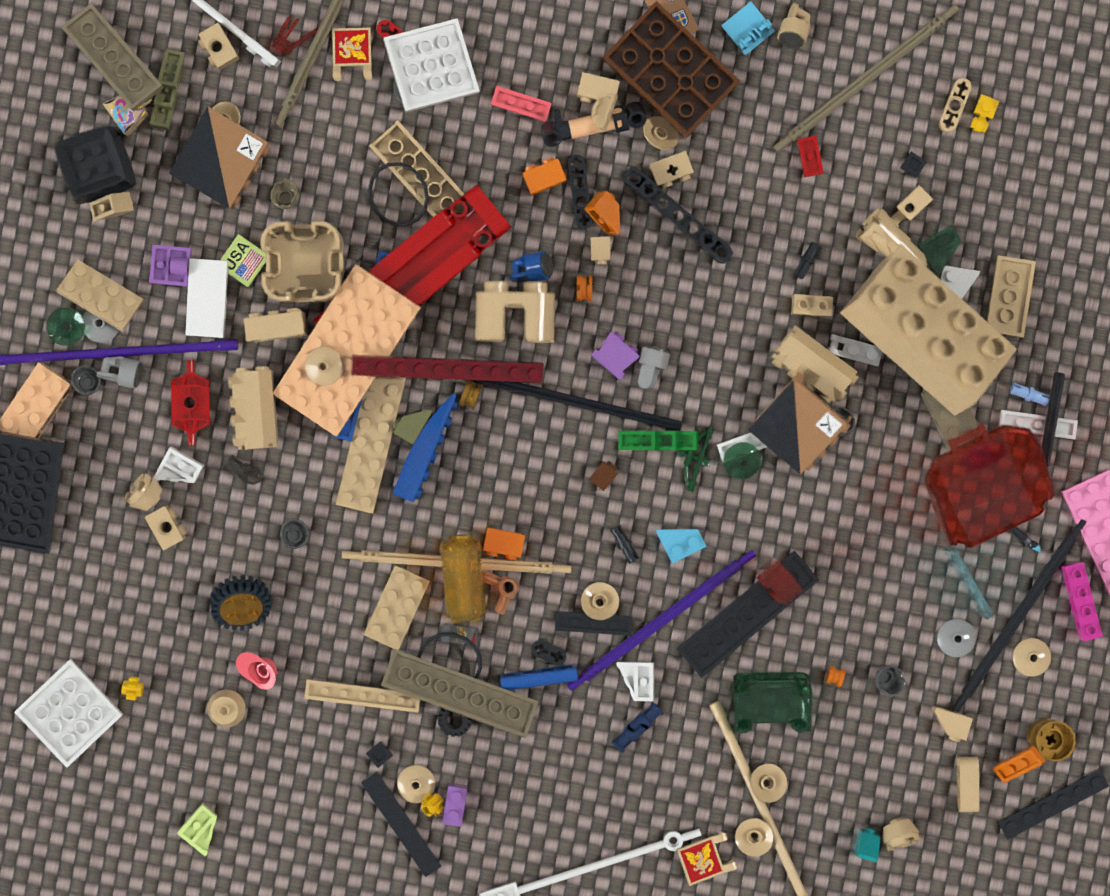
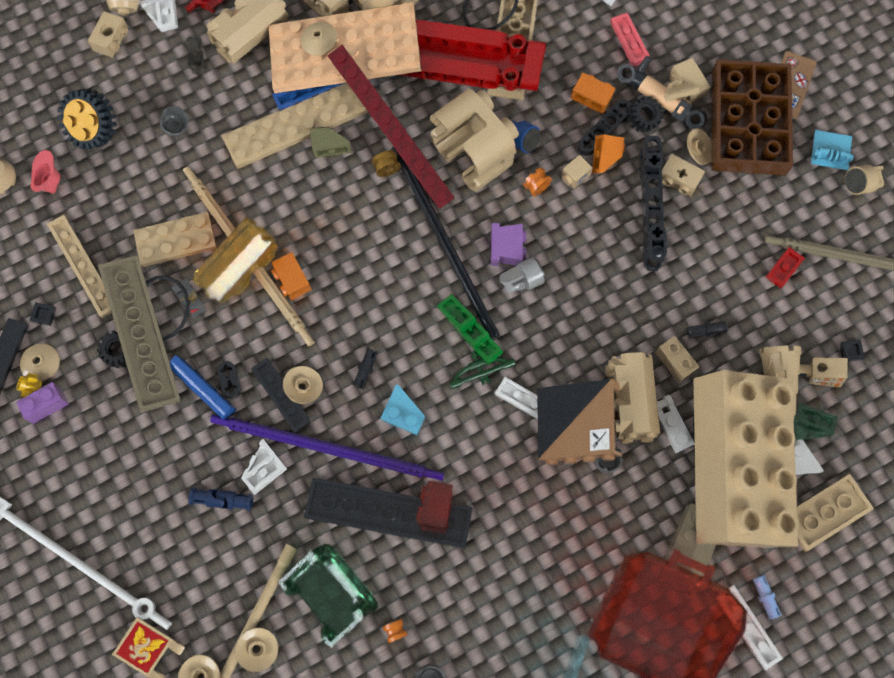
camera: 50 degrees right, 15 degrees down
(423, 453) = (314, 165): blue wedge -> none
(500, 583) = (254, 301): nougat axle -> none
(604, 475) = (407, 308): reddish brown brick -> none
(607, 147) = (653, 109): none -> black tyre
(738, 453) = (519, 404): clear green dish -> none
(1052, 415) = (768, 631): black axle -> none

